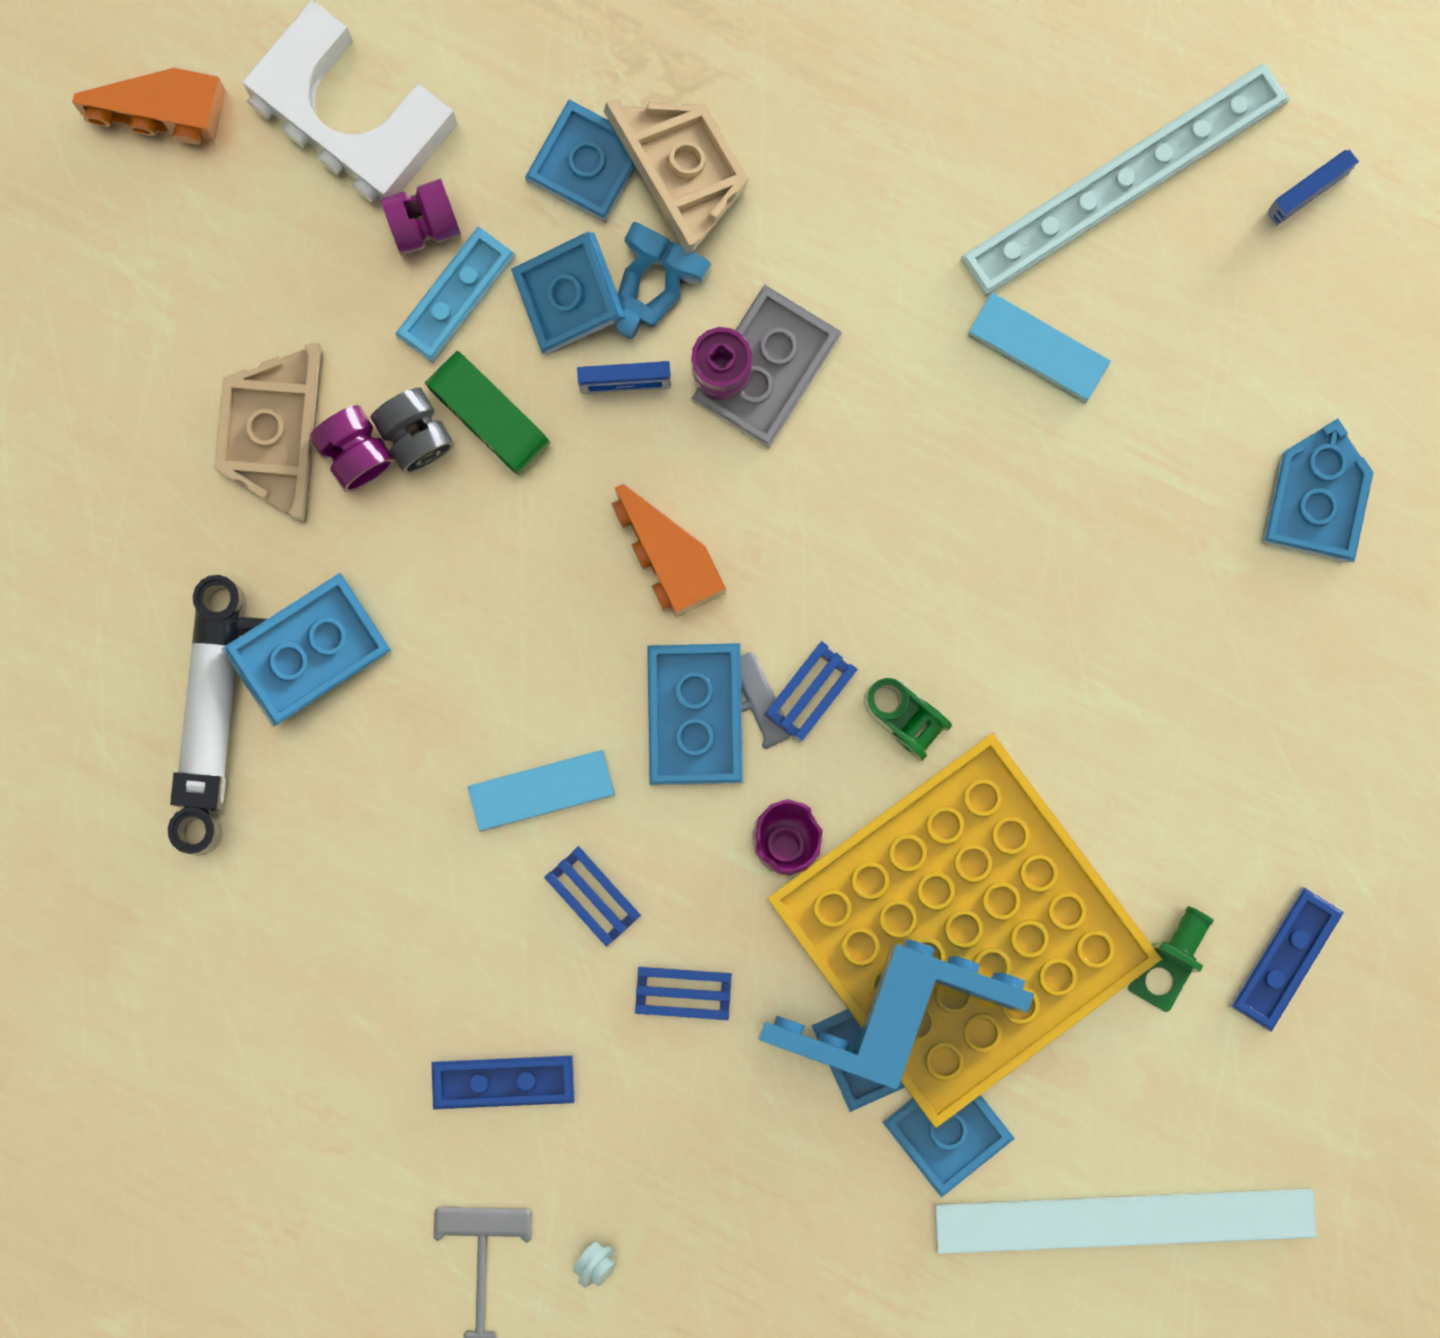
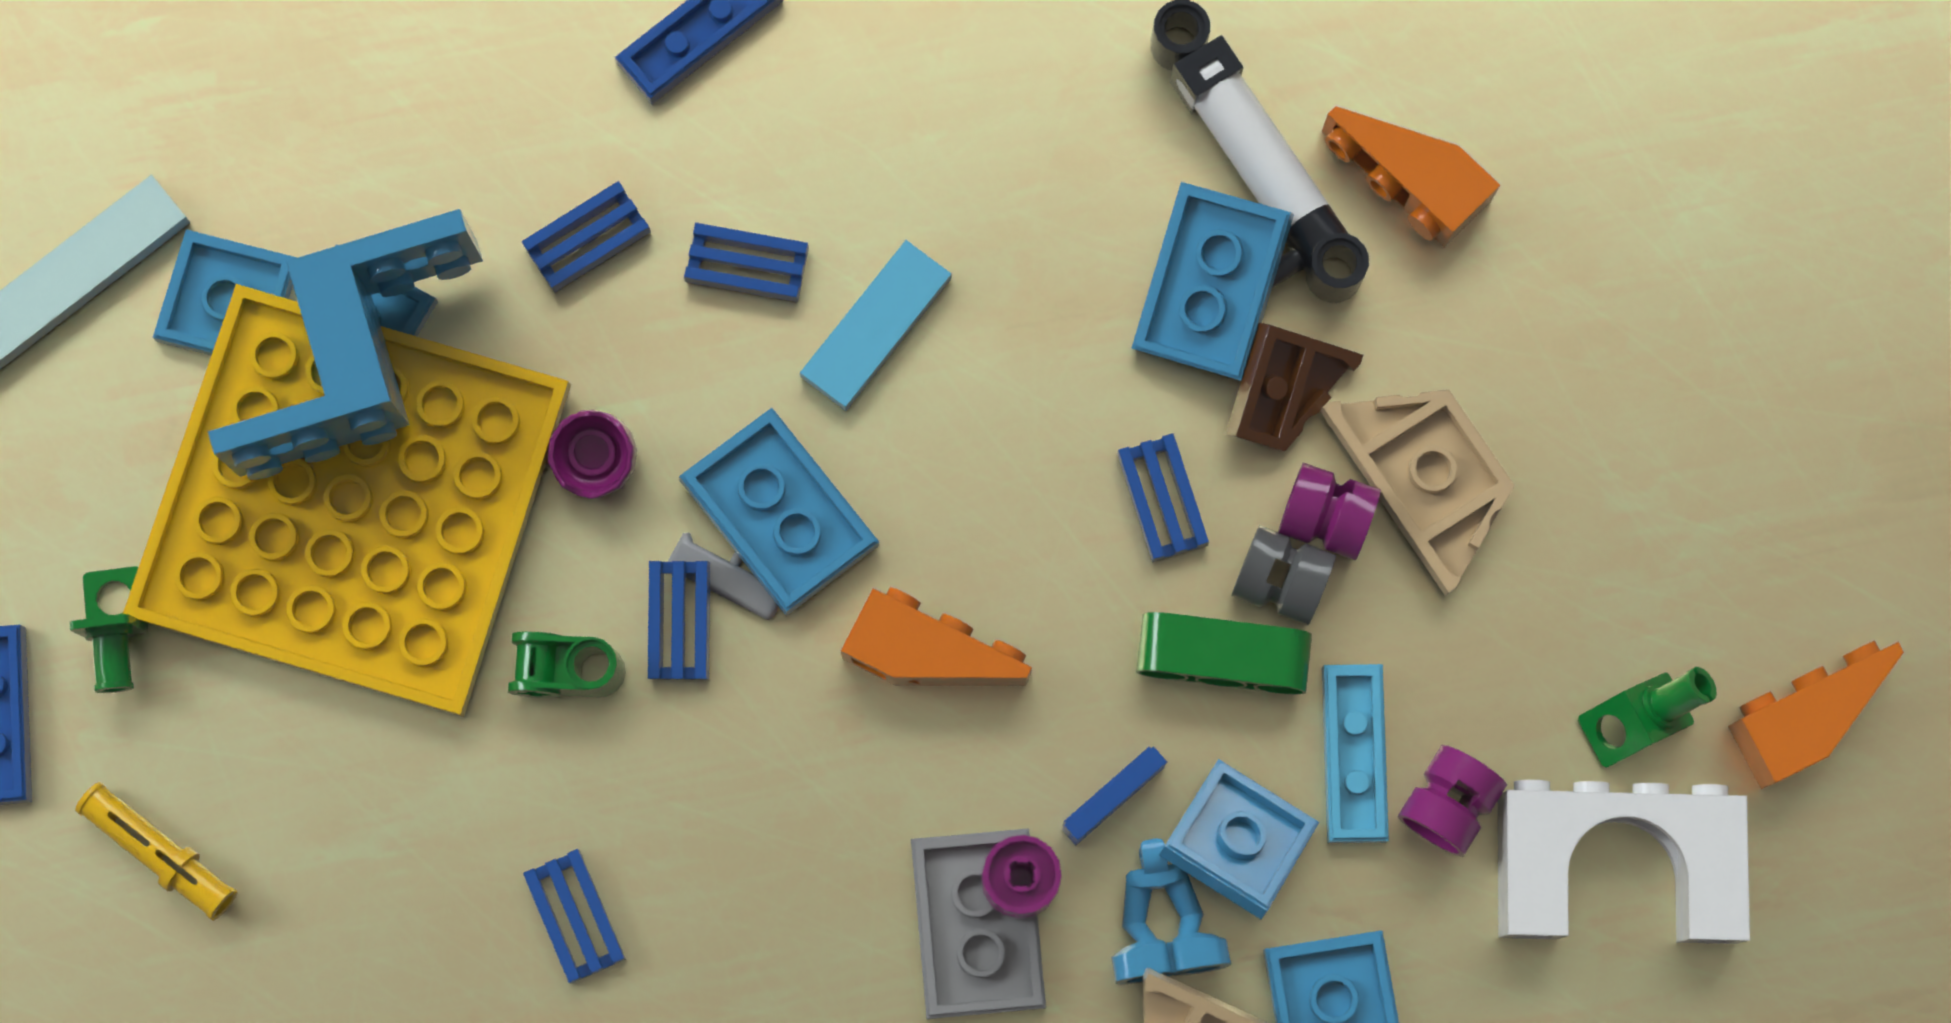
camera: 140 degrees right, 5 degrees down
(113, 611) = (1421, 173): none -> orange slope
(257, 179) = (1648, 712): none -> green bracket
(314, 549) = (1285, 385): none -> reddish brown wing
(460, 504) = (1148, 451): none -> blue tile
(1020, 519) = (554, 870): none -> blue tile
(1259, 845) = (208, 894): none -> yellow pin

